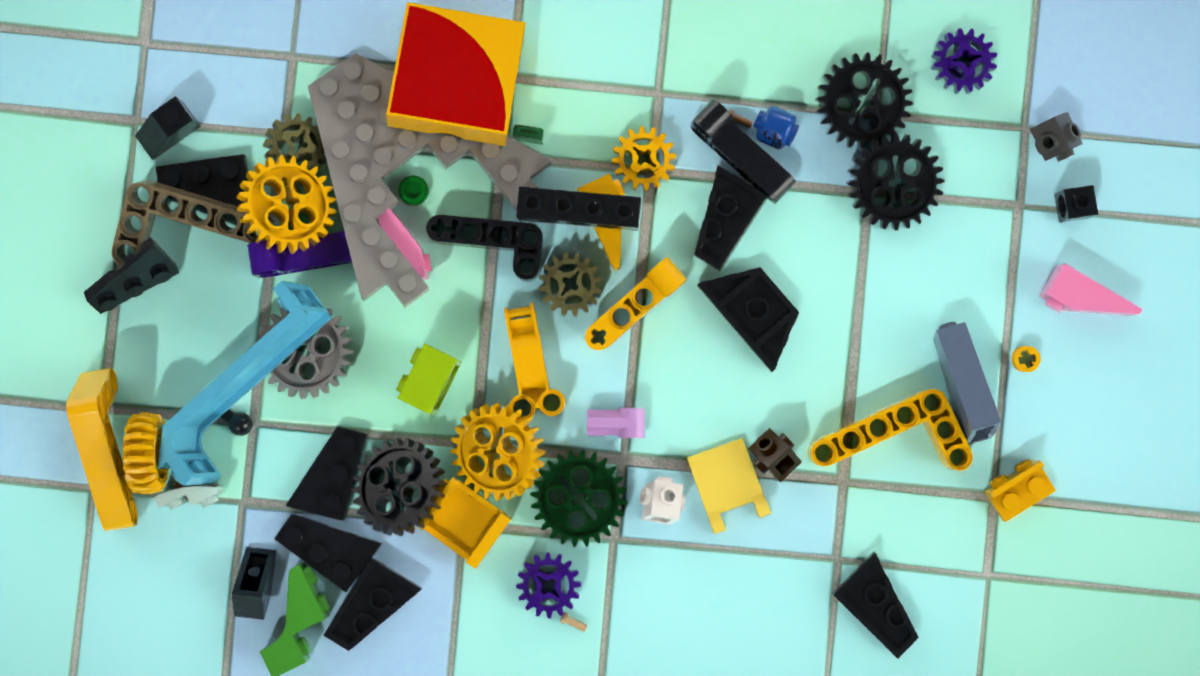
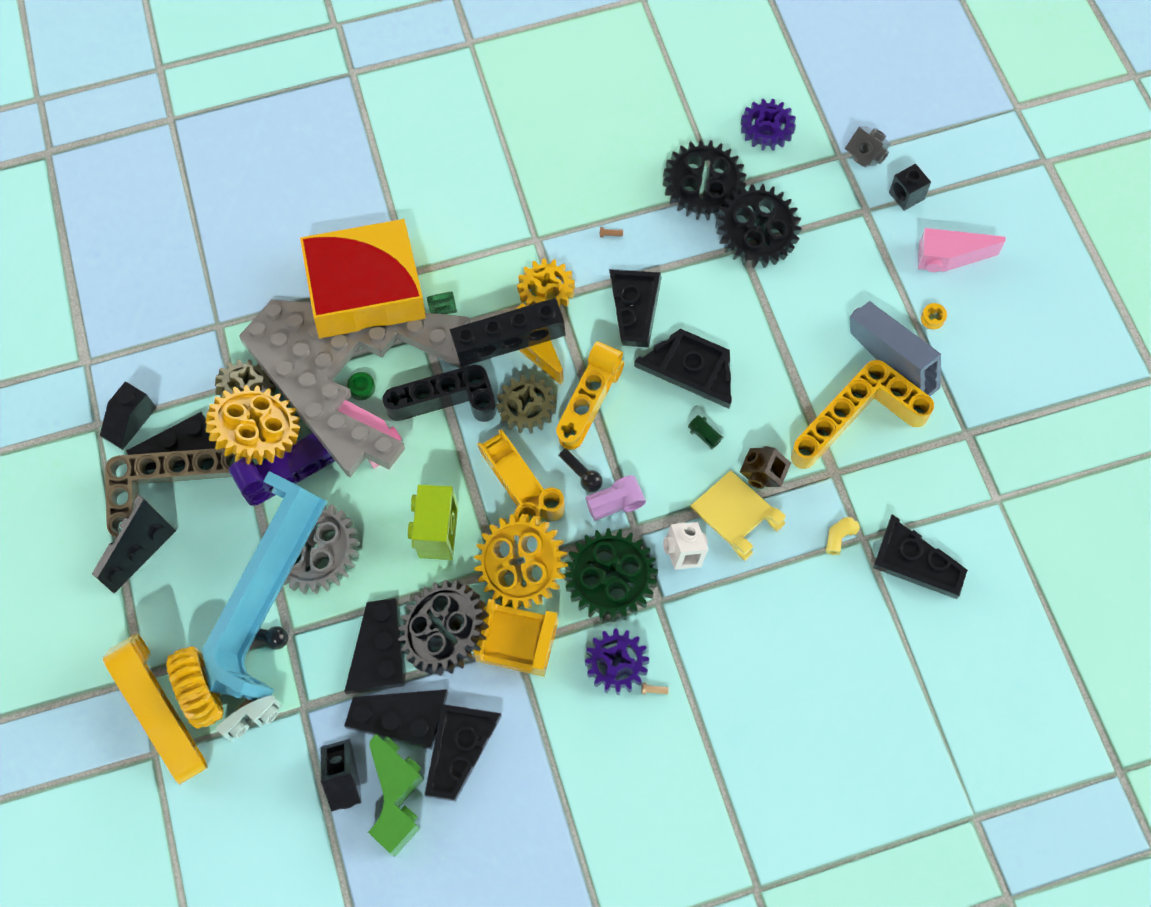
camera: 20 degrees left, 20 degrees down
(601, 389) = (590, 479): none -> black bar
(735, 388) = (705, 431): none -> dark green pin
(745, 156) = (620, 250): black beam -> none
(776, 127) = (643, 222): blue head -> none
(817, 545) = (839, 530): none -> light yellow arm
(1020, 489) = (985, 418): yellow bracket -> none

